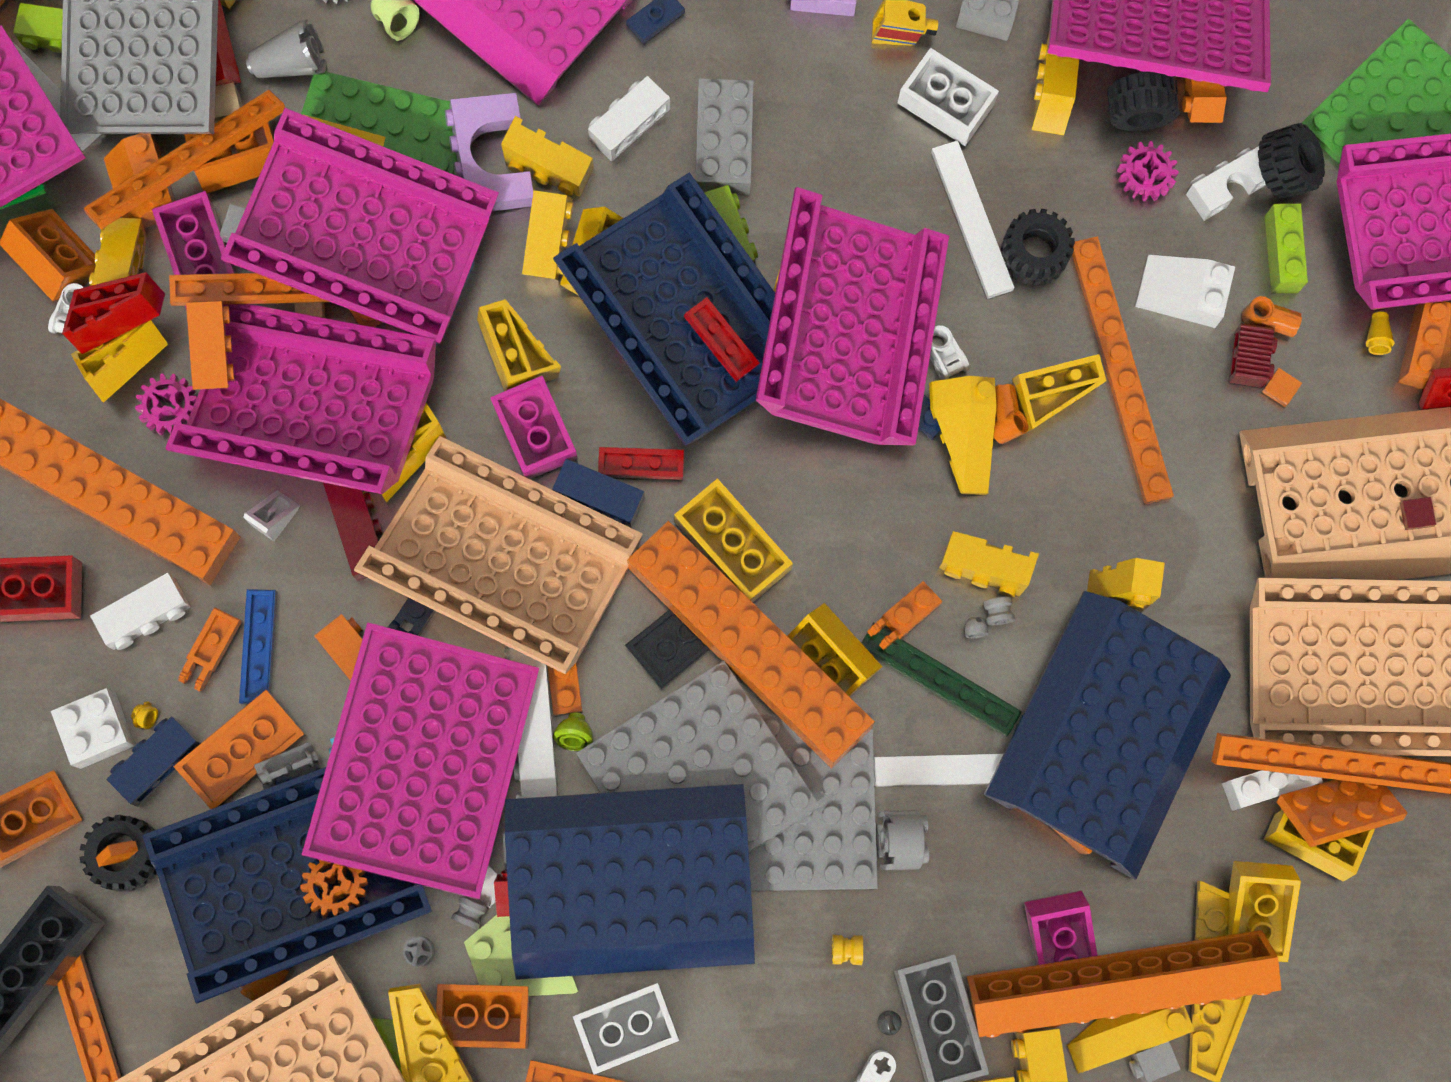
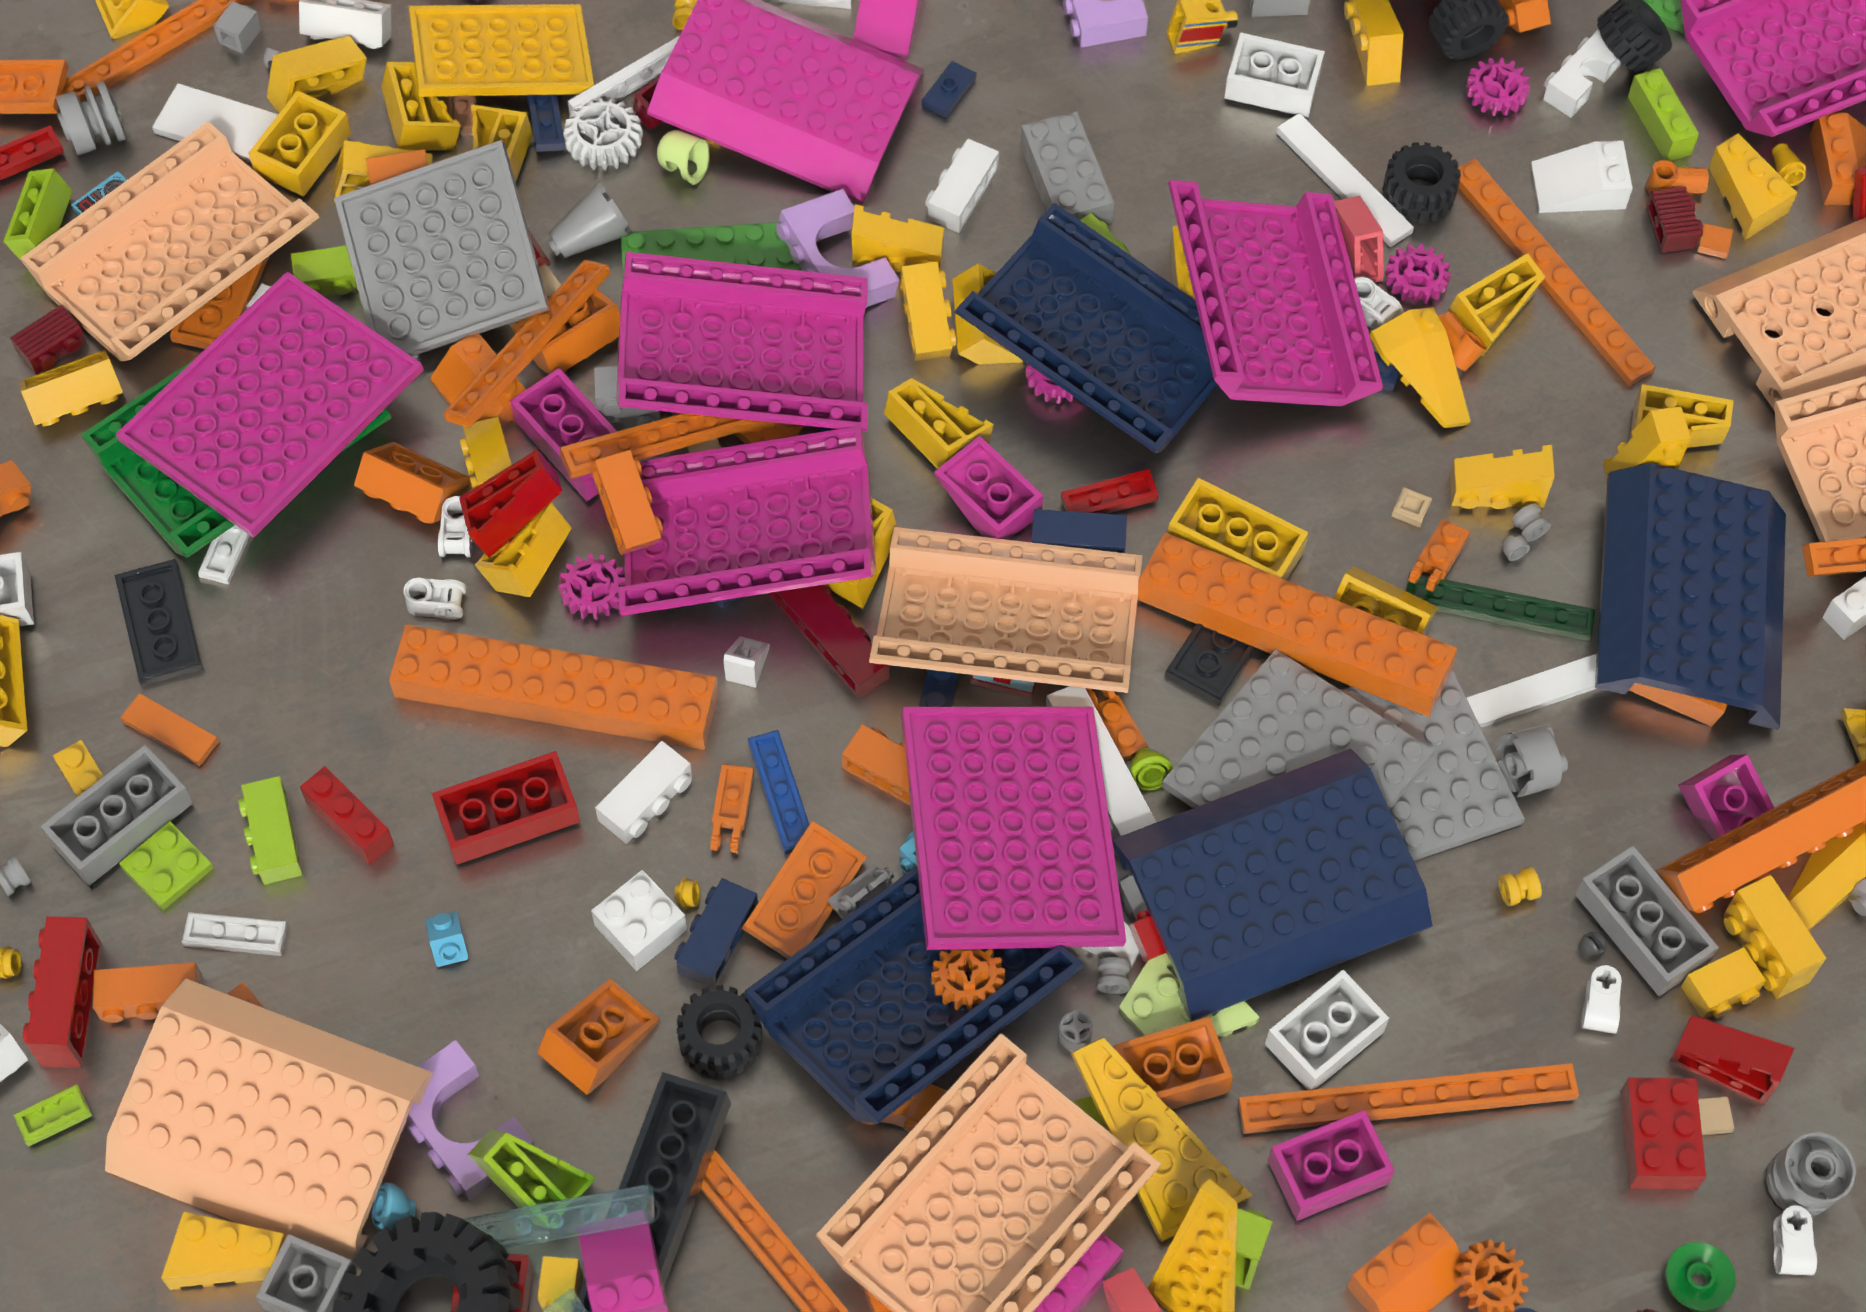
camera: 15 degrees left, 15 degrees down
(35, 373) = (436, 599): none -> white piece
(116, 853) = (720, 1023): orange tile -> none
(721, 339) = (1147, 349): red plate -> none
(902, 559) = (1411, 507): none -> tan tile
(958, 286) = (1362, 238): none -> coral slope
(1002, 324) = (1417, 274): none -> dark pink gear
(1183, 559) = (1706, 416): none -> yellow wedge
(1335, 345) = (1750, 185): none -> yellow wedge

